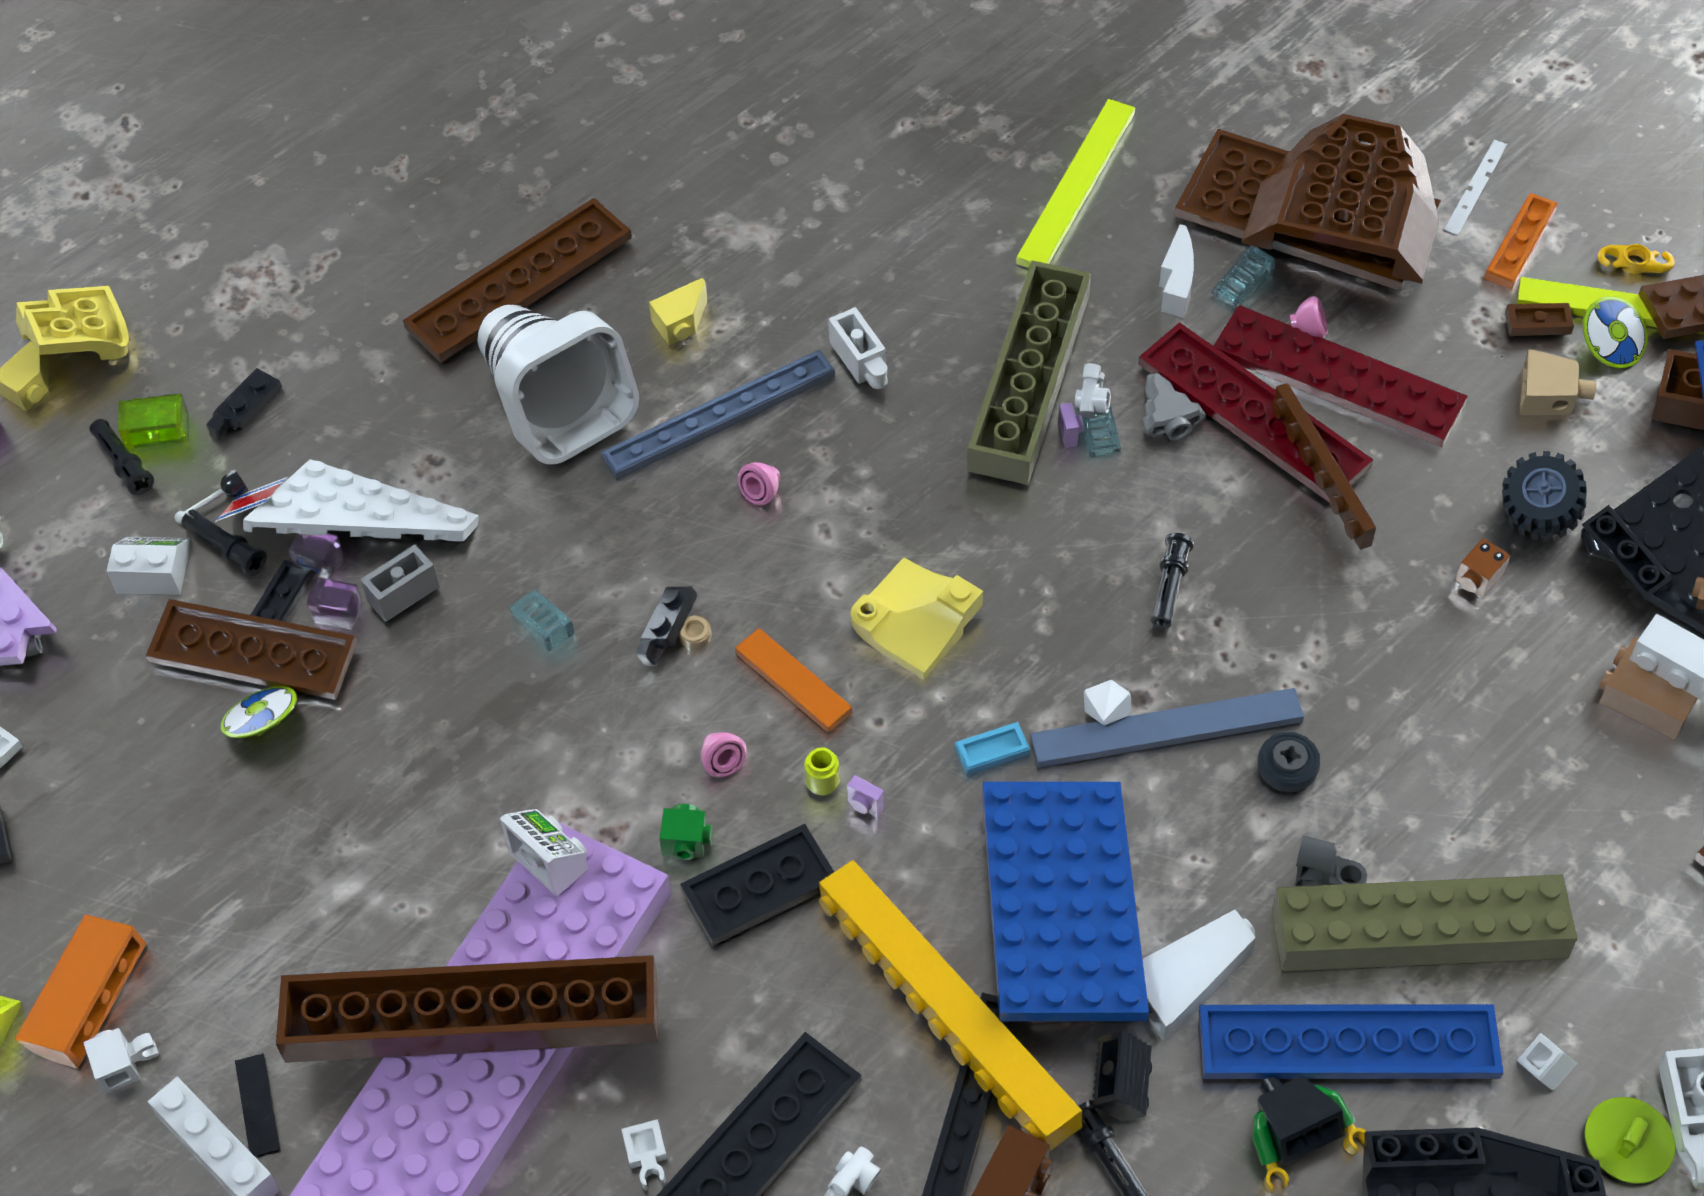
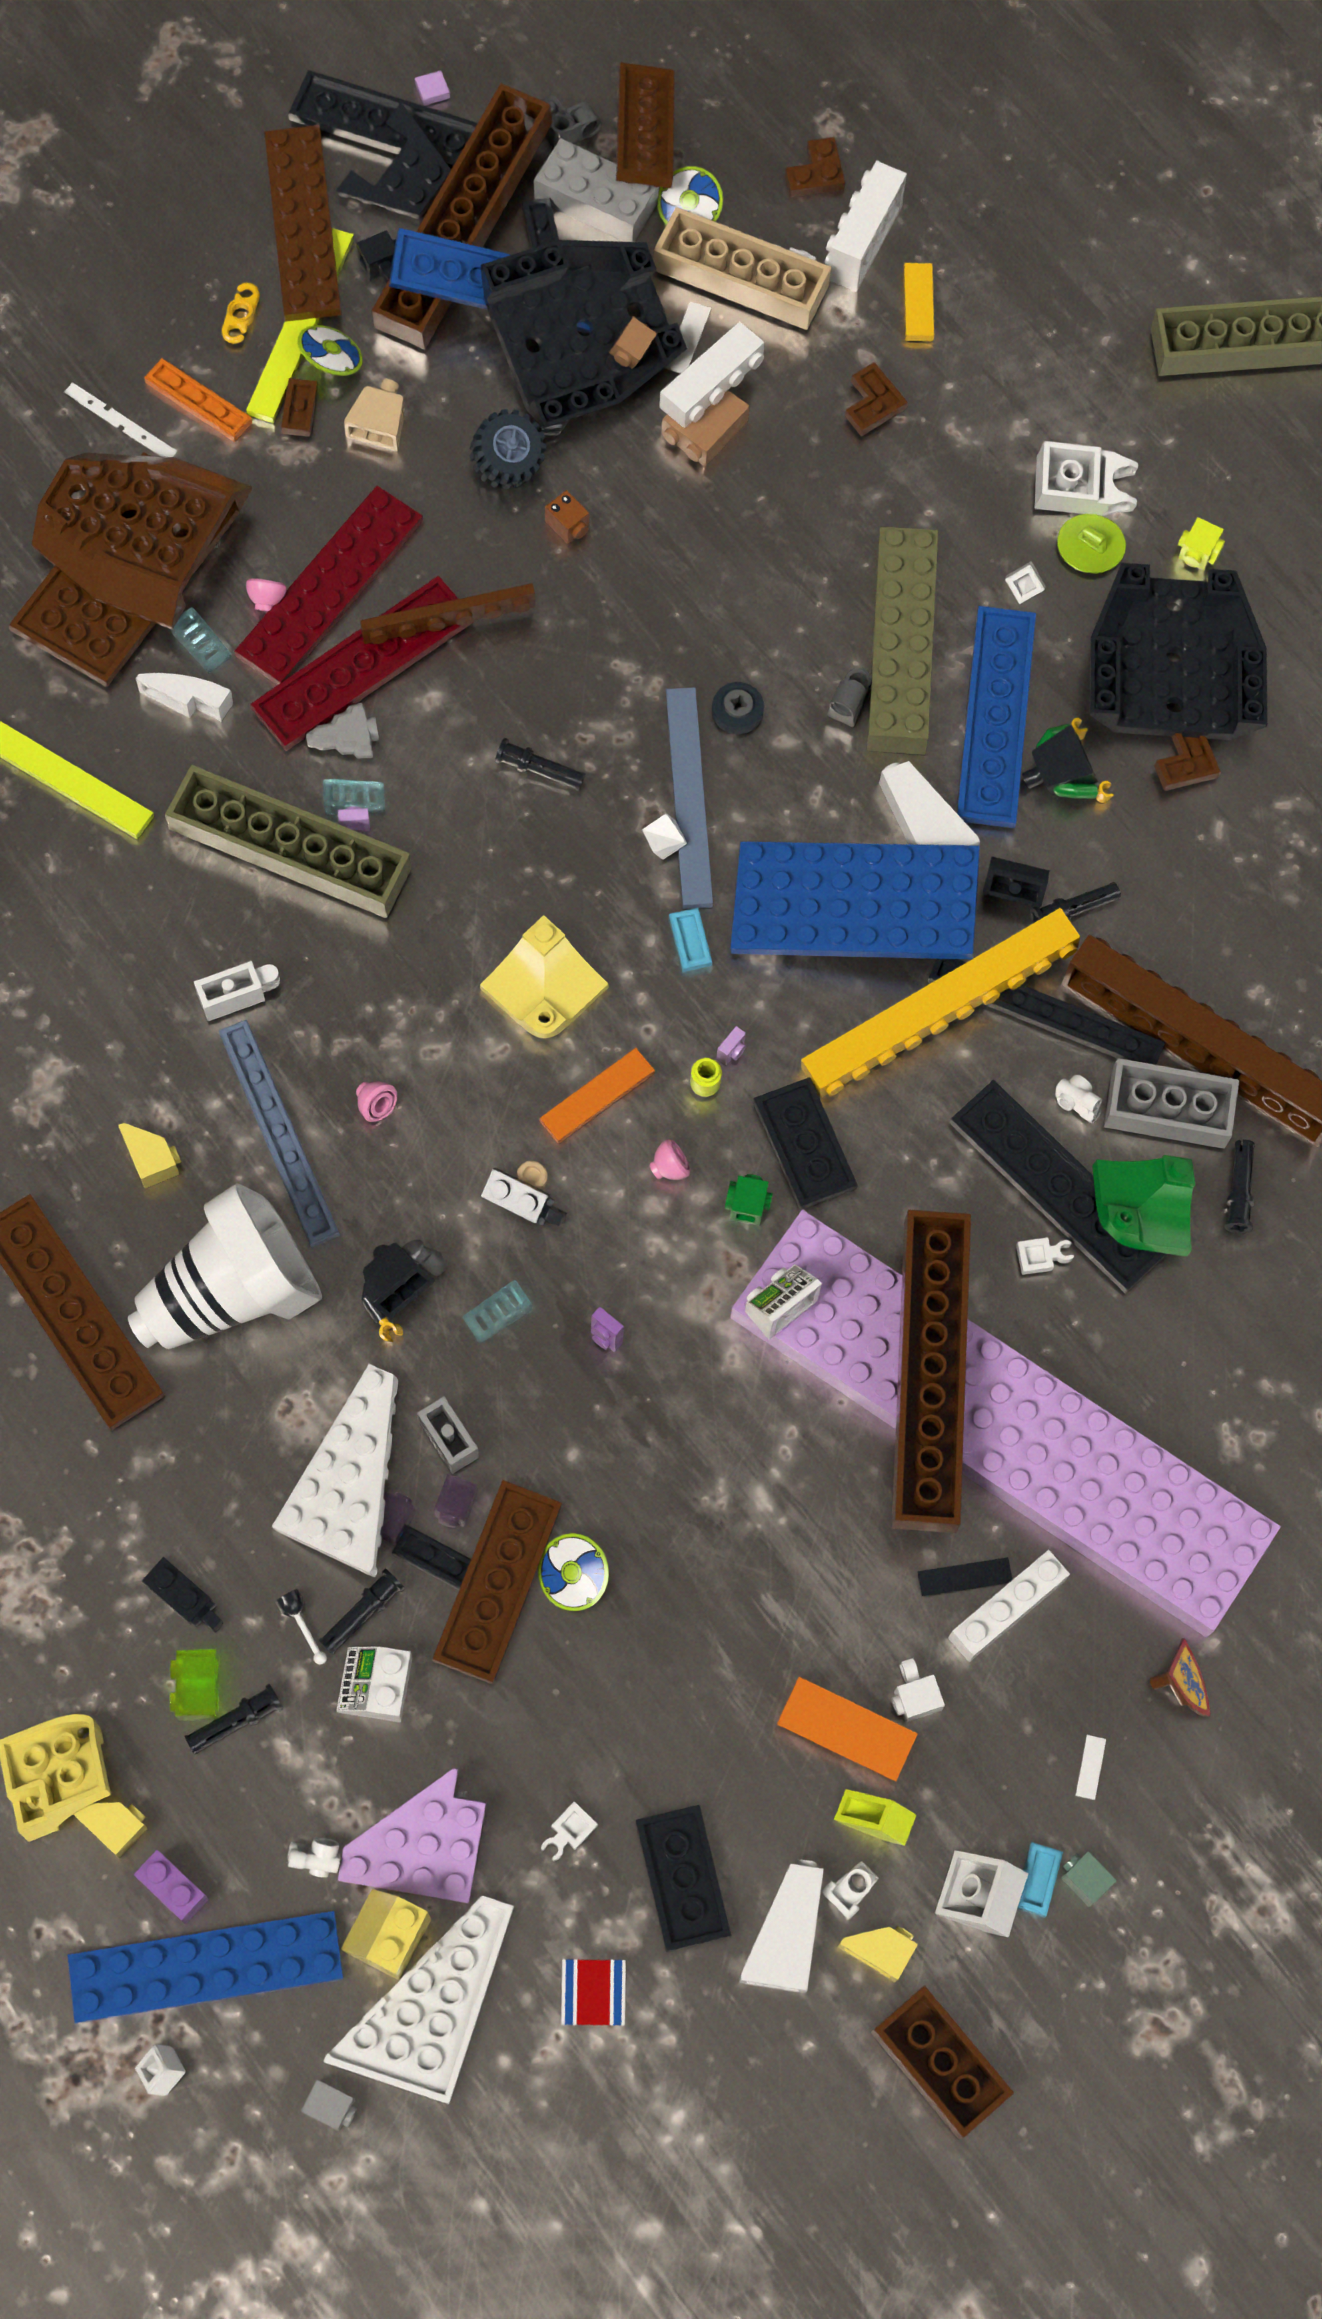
camera: 90 degrees left, 15 degrees up
(251, 499) = (325, 1578): sticker -> none
(517, 705) = (606, 1330): none -> medium lavender plate
(562, 518) = (397, 1279): none -> black torso
(1093, 396) = (338, 789): white plate -> none

